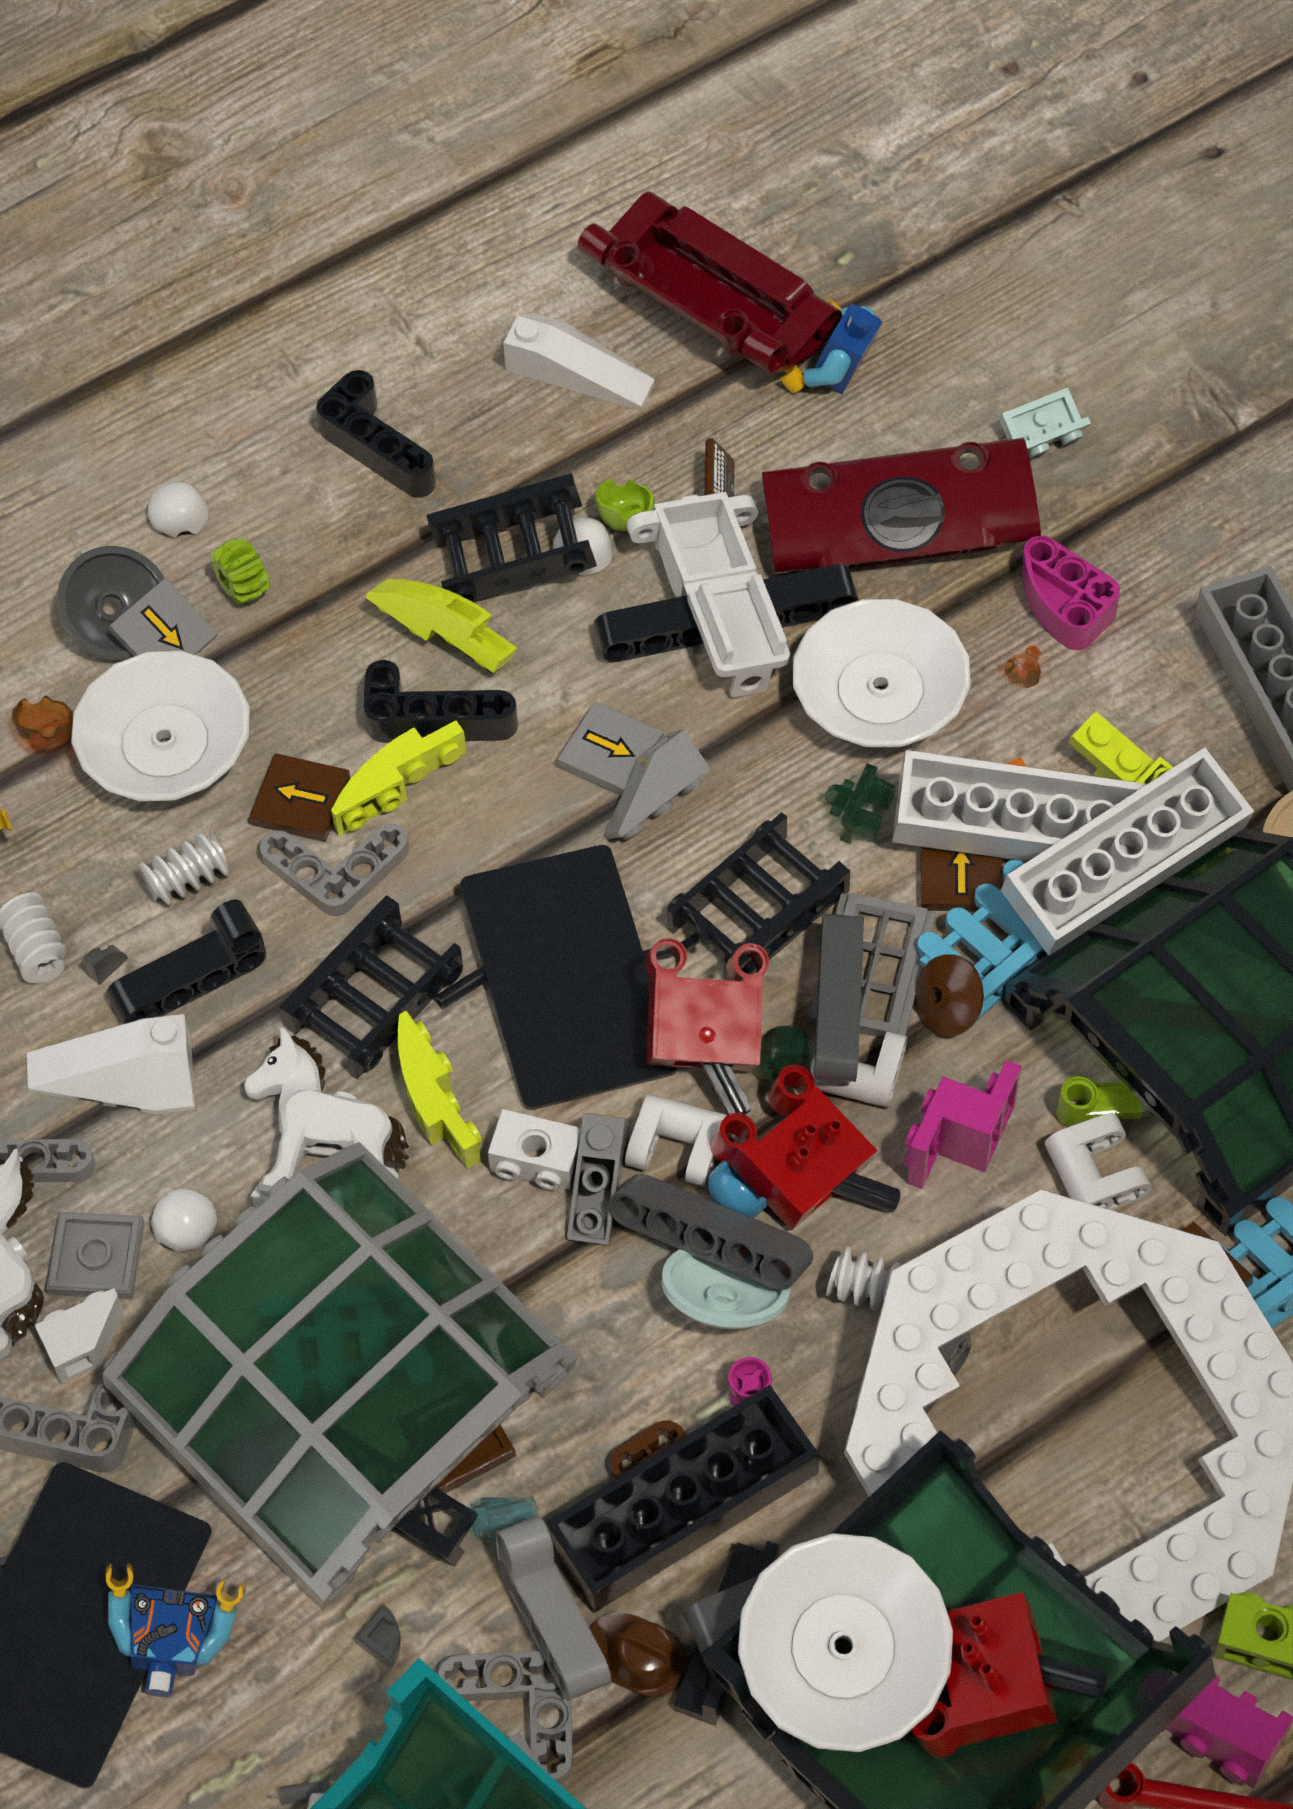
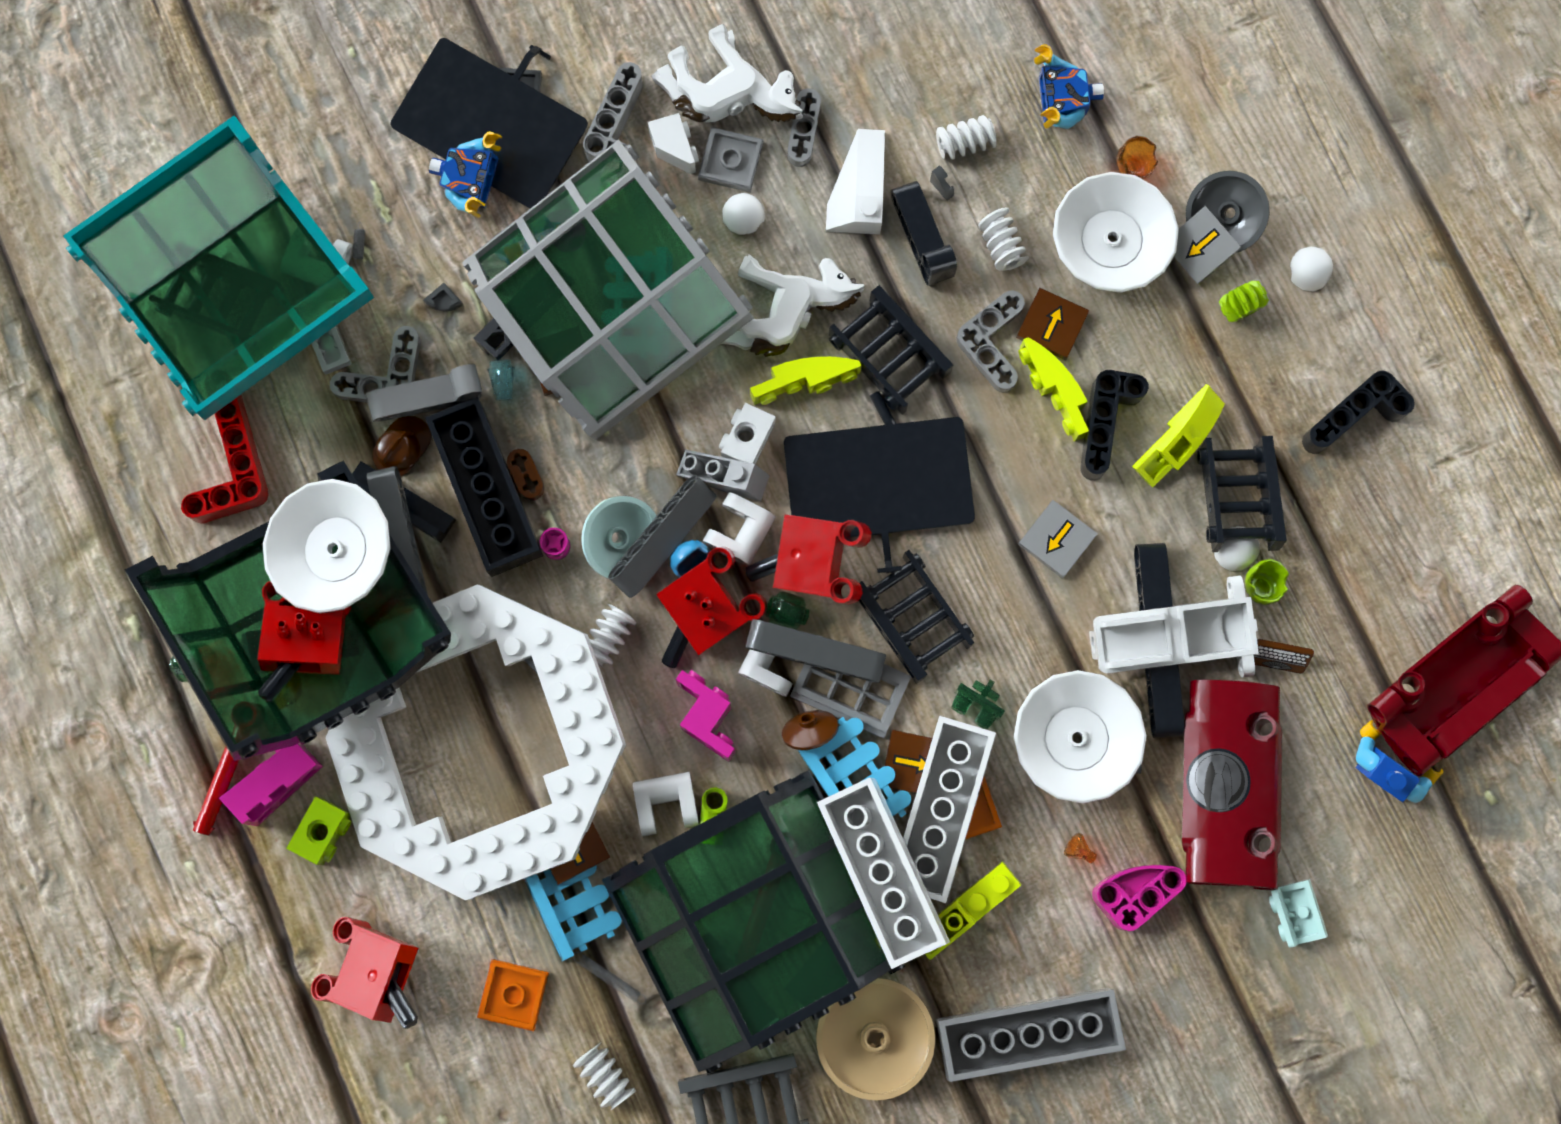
camera: 95 degrees right, 20 degrees up
(572, 360) = (1416, 566): white wedge -> none
(657, 777) = (1021, 565): light grey slope -> none

